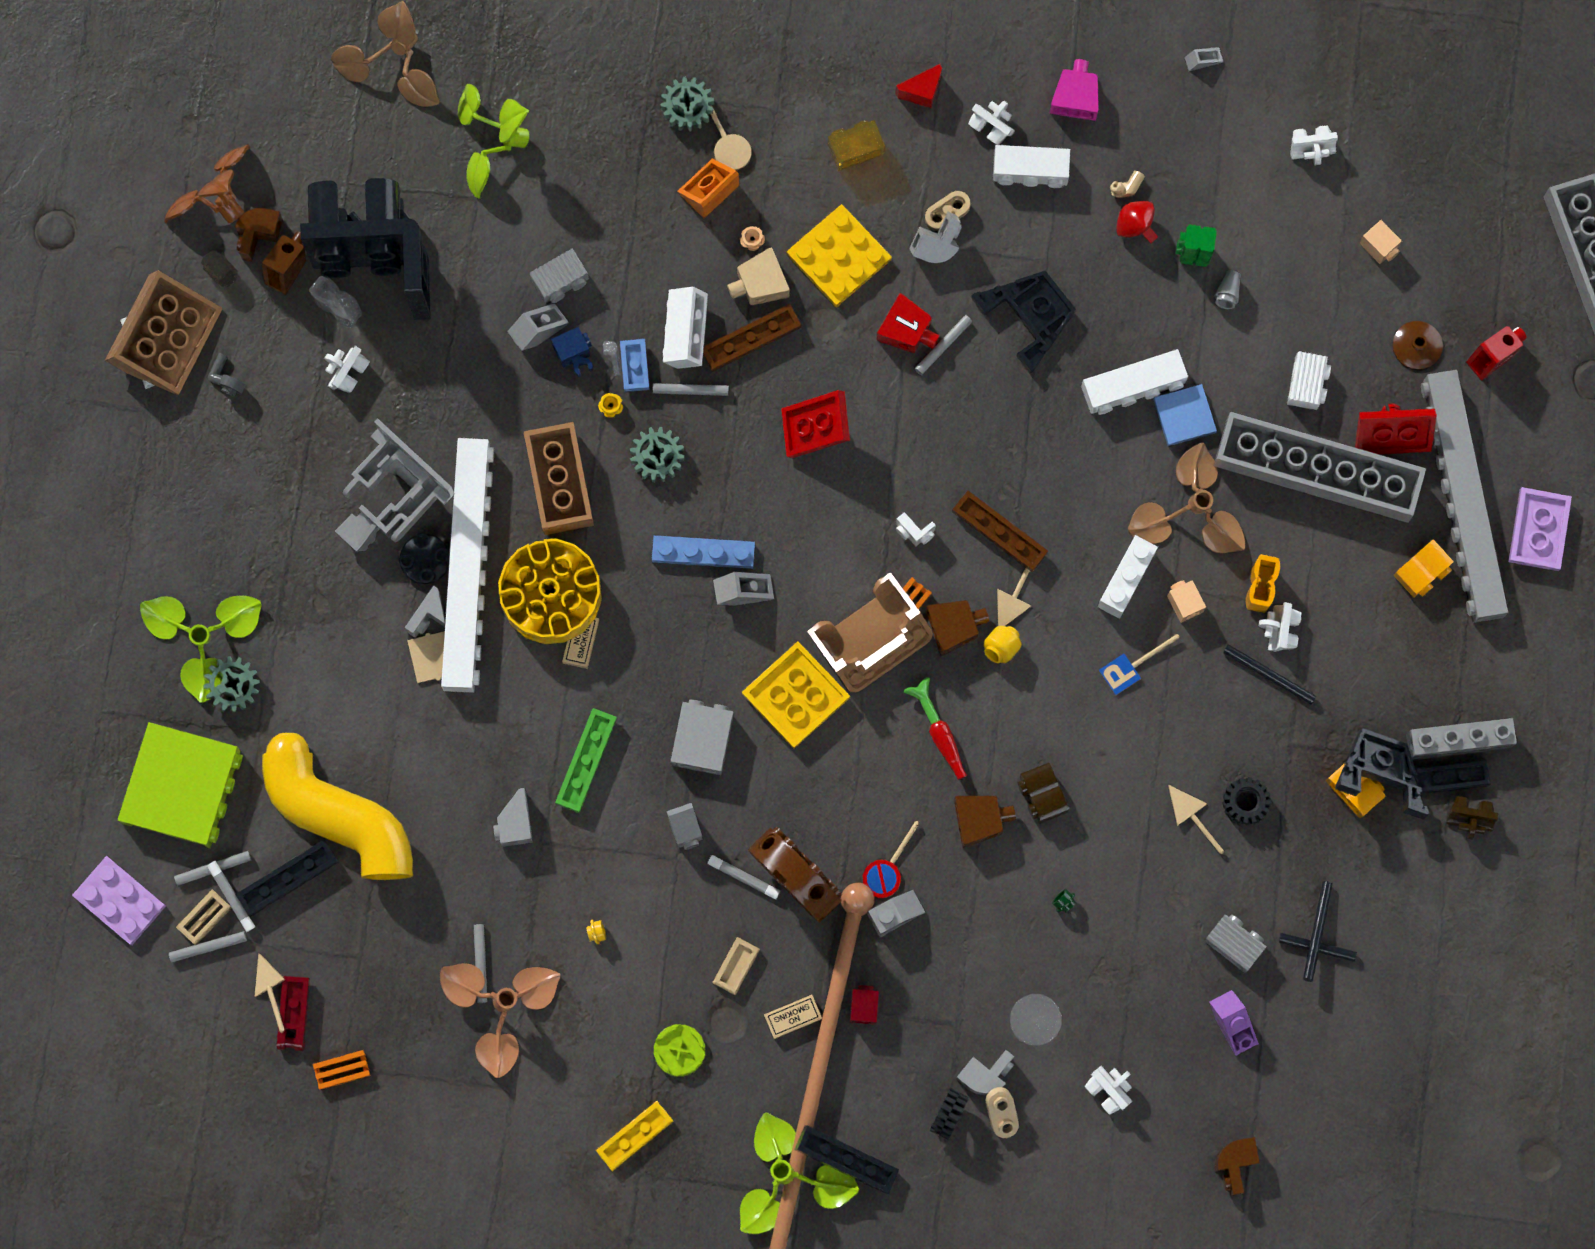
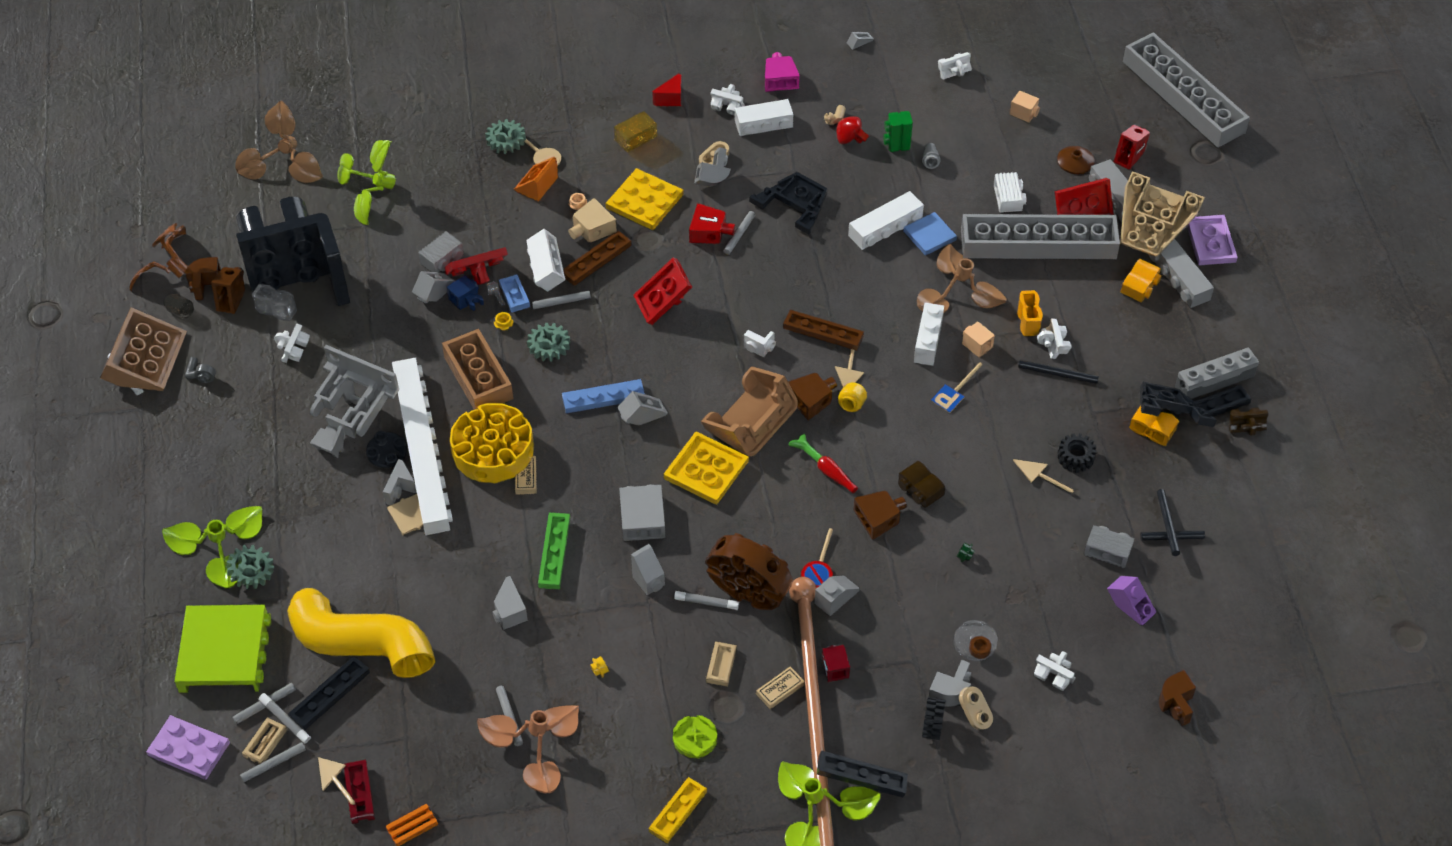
camera: 15 degrees left, 25 degrees down
(597, 312) = (477, 265): none -> red plate
(1035, 1035) = (980, 647): none -> reddish brown tile
(1474, 485) = (1154, 215): none -> tan wedge

